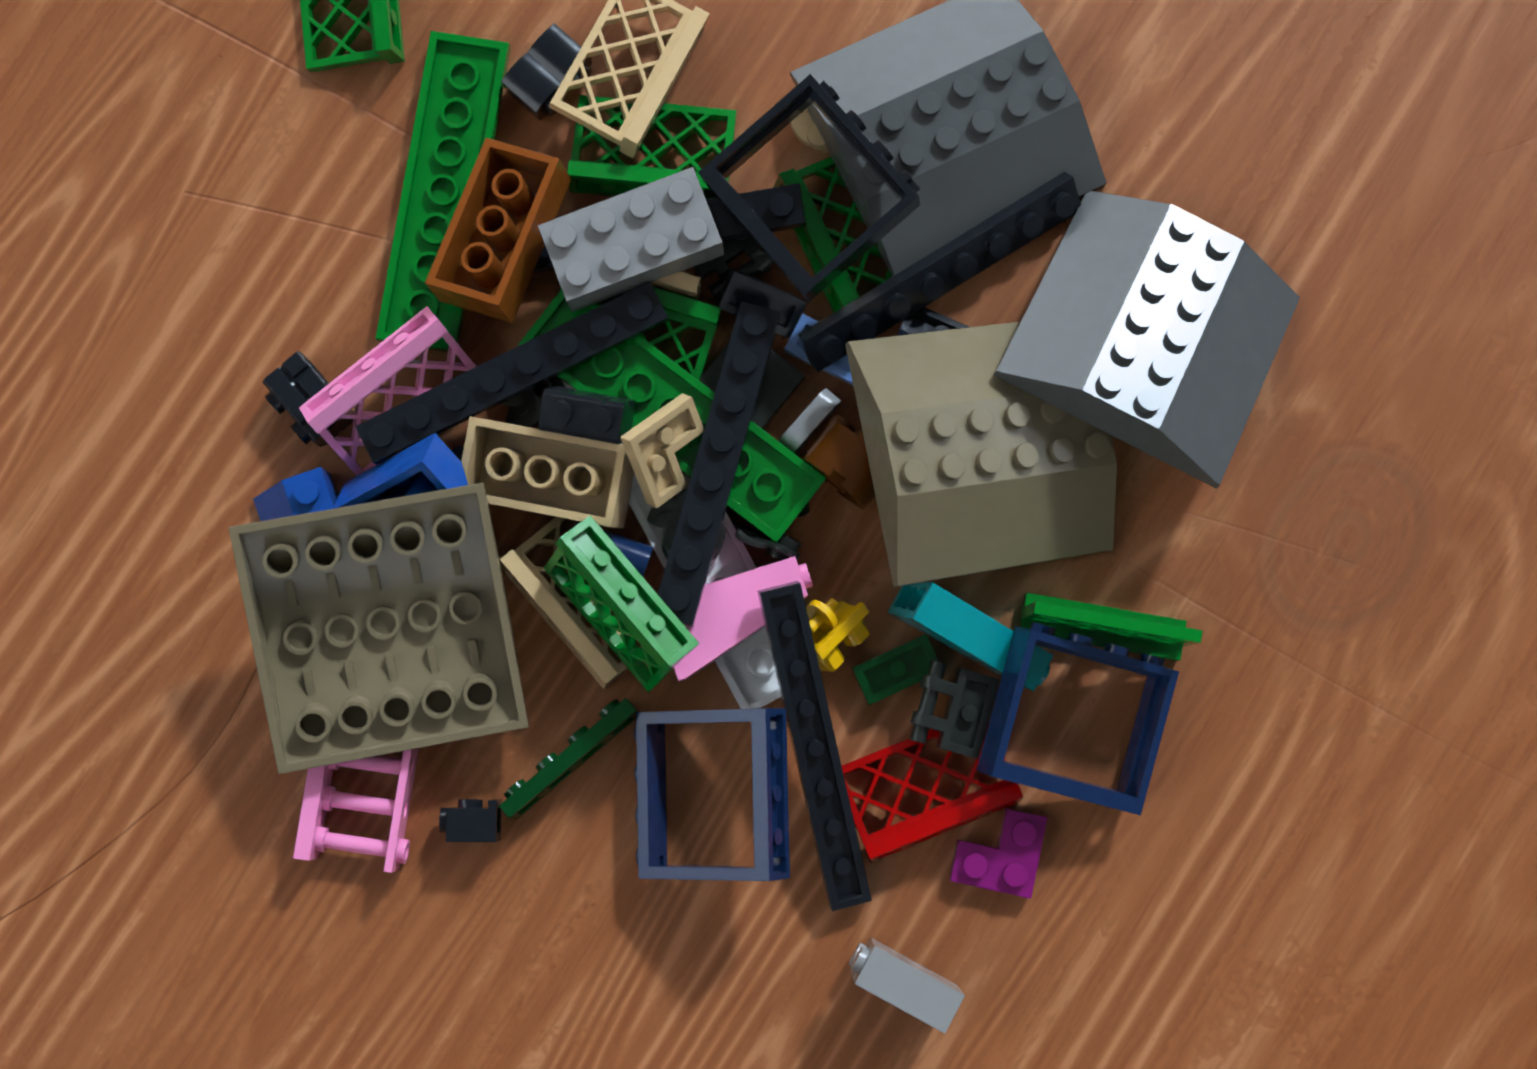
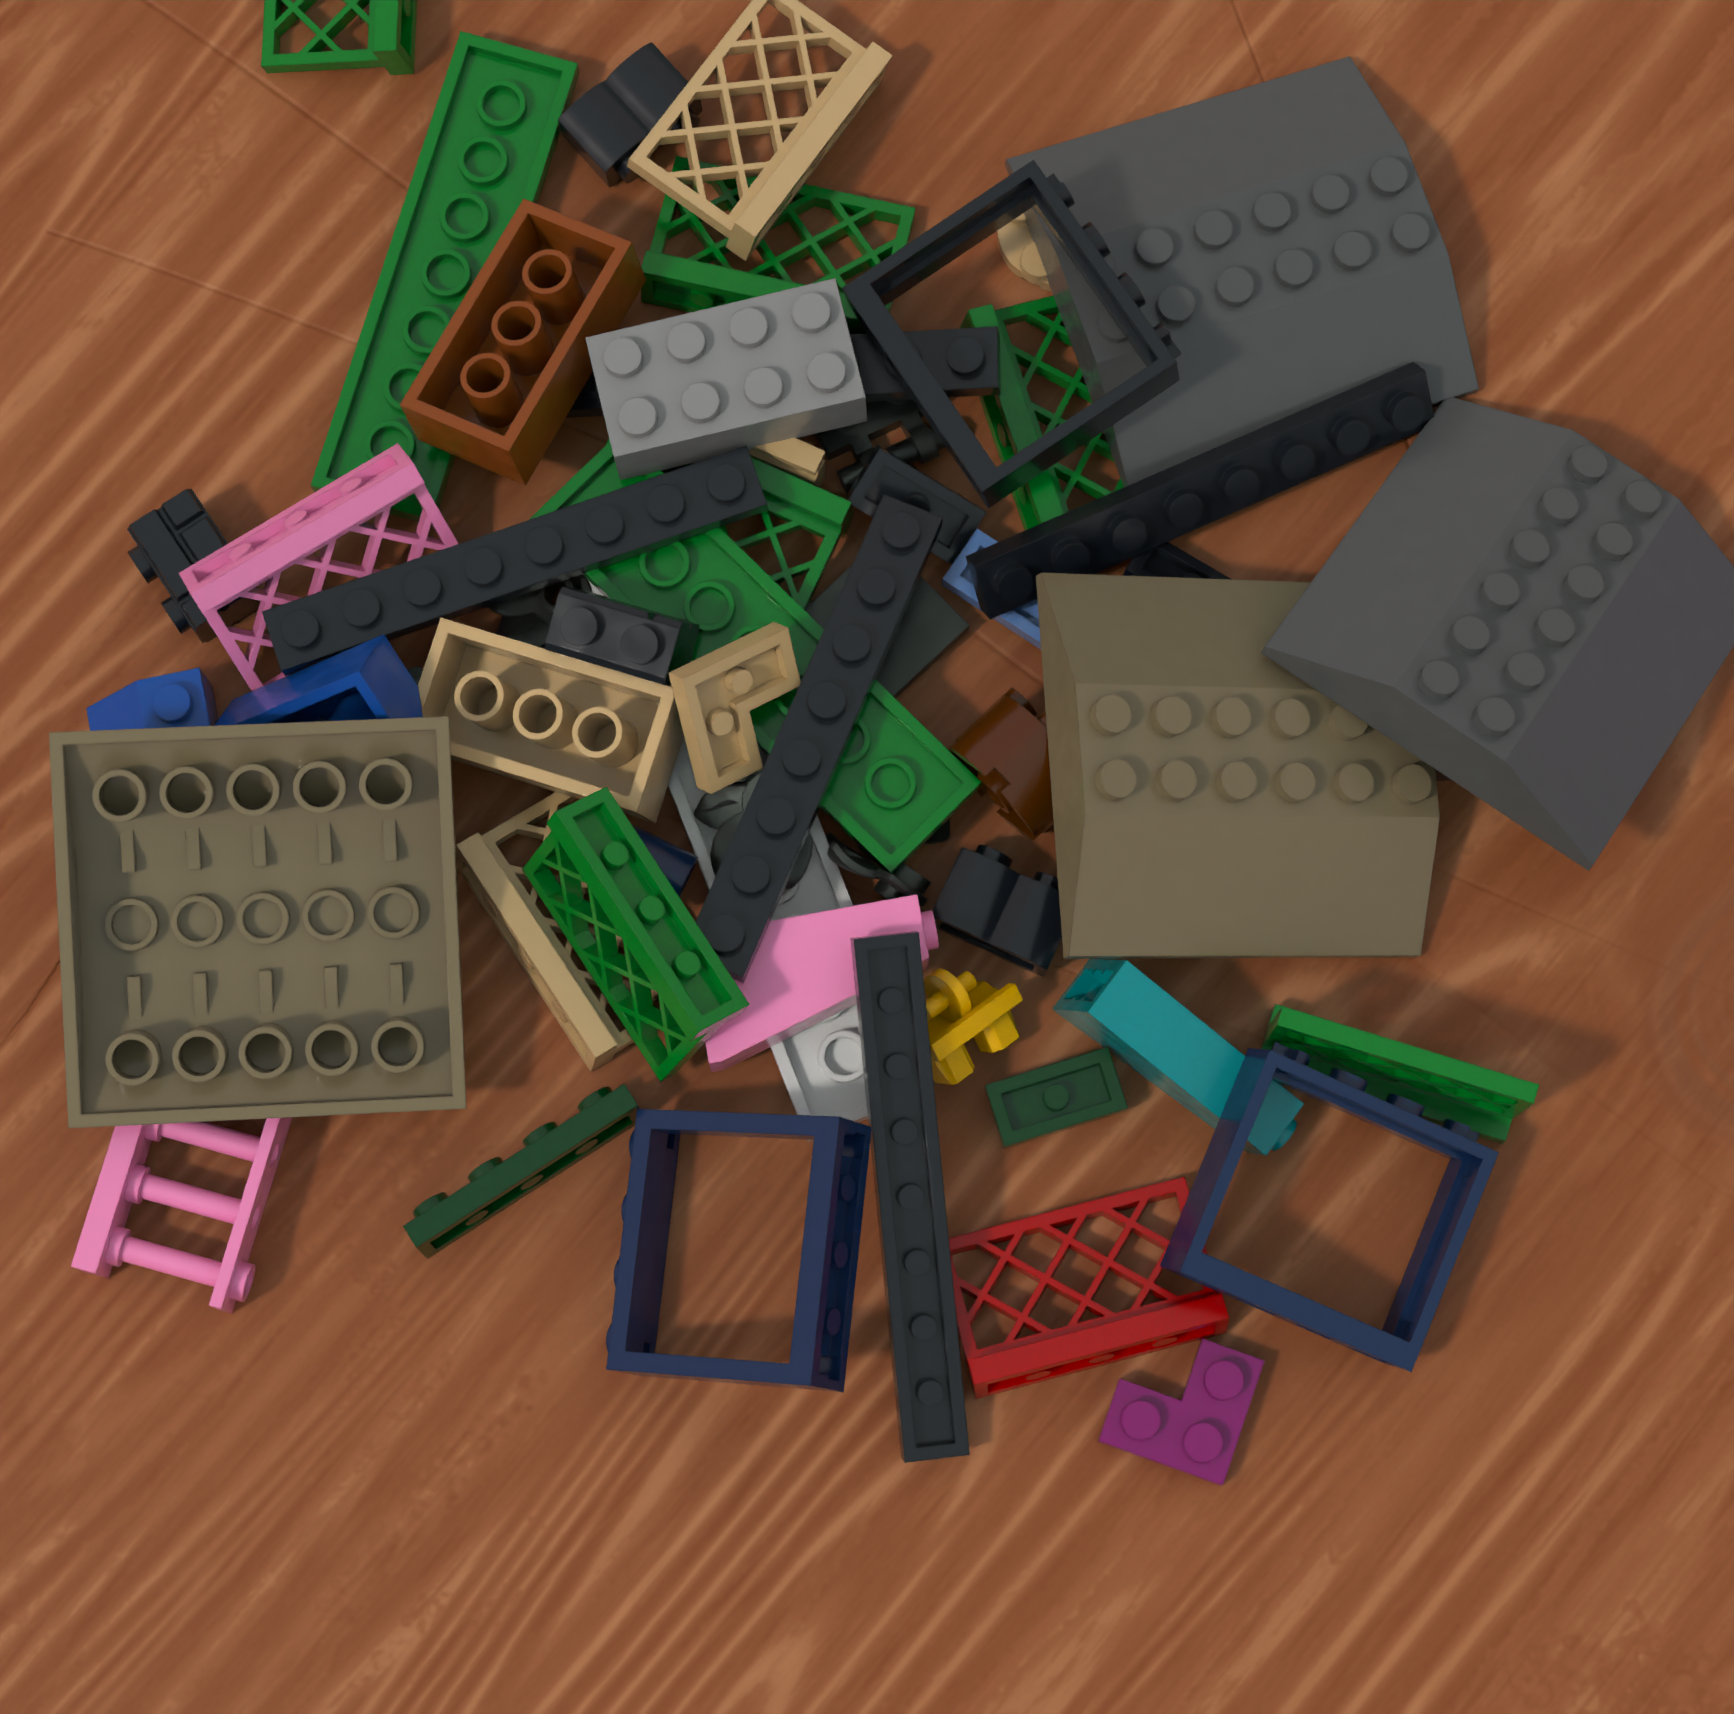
camera: 10 degrees right, 5 degrees down
(472, 821) = (357, 1248): black brick -> none
(810, 421) = (969, 695): light grey beam -> none
(848, 554) = (1001, 909): none -> black brick
(905, 984) = (1005, 1587): light grey brick -> none
(966, 711) = (1155, 1177): pearl dark grey plate -> none

